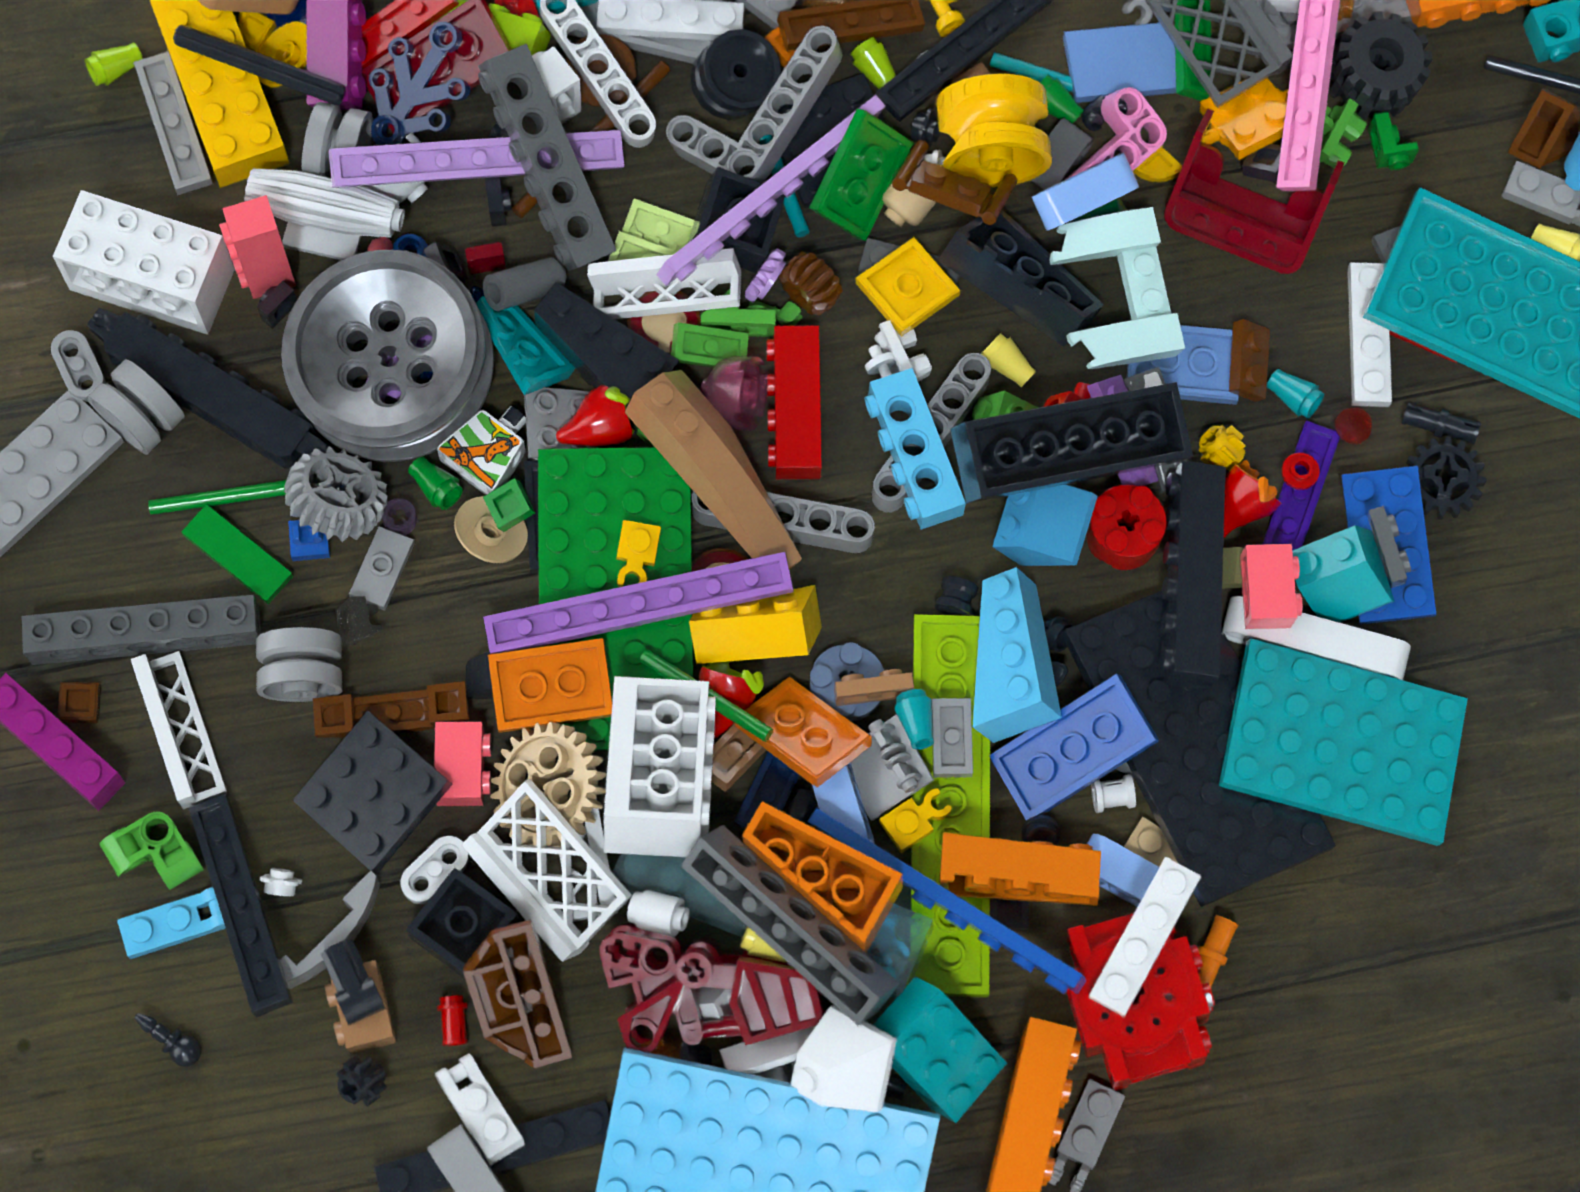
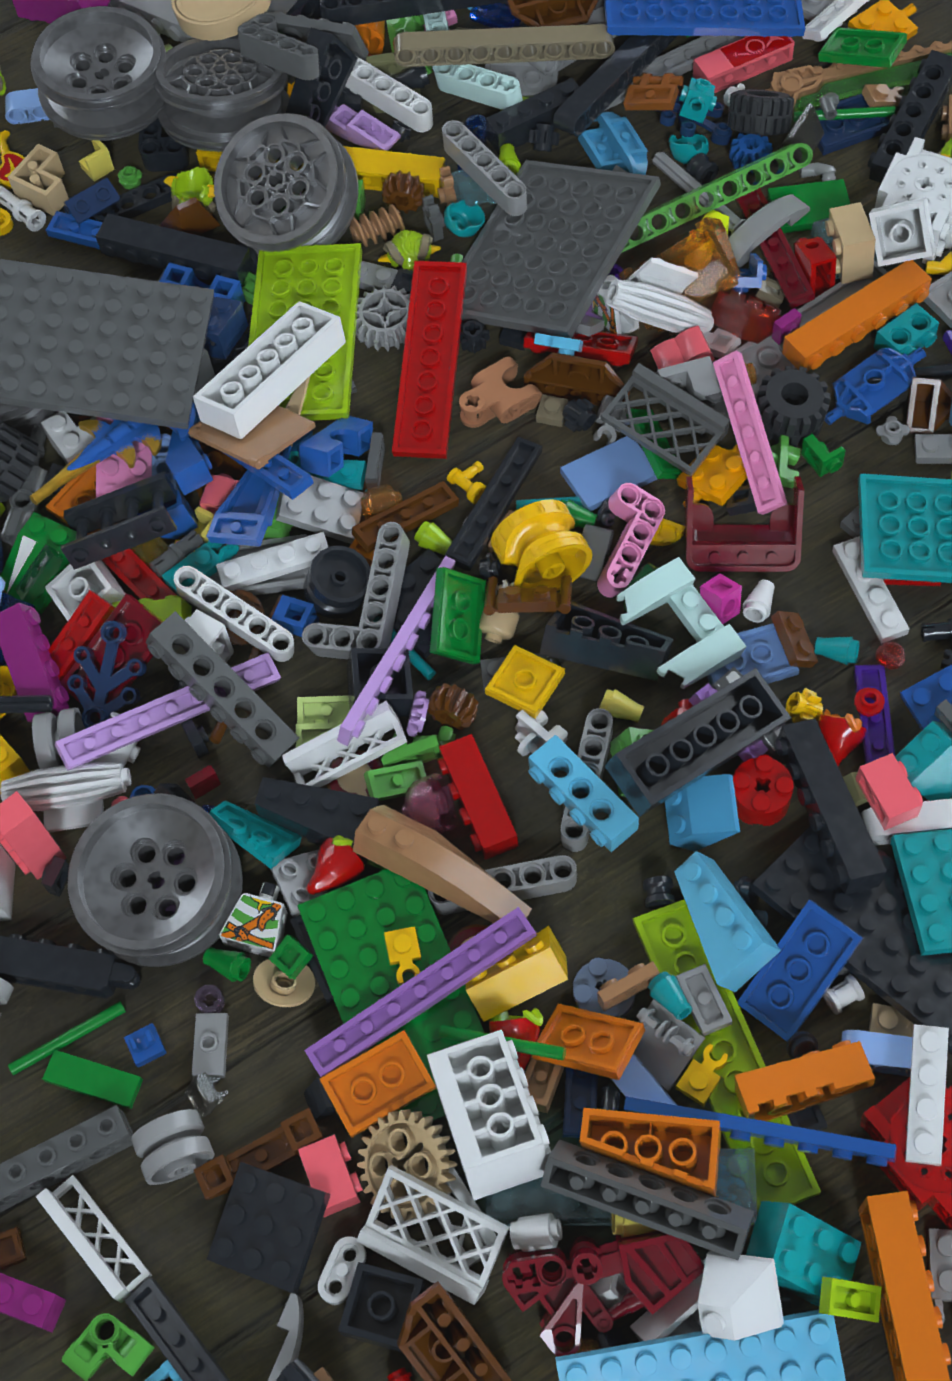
camera: 10 degrees left, 10 degrees down
(280, 882) = (221, 1332): white plate -> none
(332, 503) = (153, 1009): light grey gear -> none
(522, 283) = (237, 788): dark grey brick -> none
(668, 87) = (294, 614): none -> blue brick
(964, 1114) = (850, 1299): none -> lime plate
(1085, 191) = (625, 565): light blue beam -> none
(1184, 276) = (722, 597): none -> dark pink brick
(1229, 297) = (759, 602): none -> white cone
(1472, 91) = (861, 399): none -> blue plate
(1491, 154) = (892, 437): none -> light grey plate

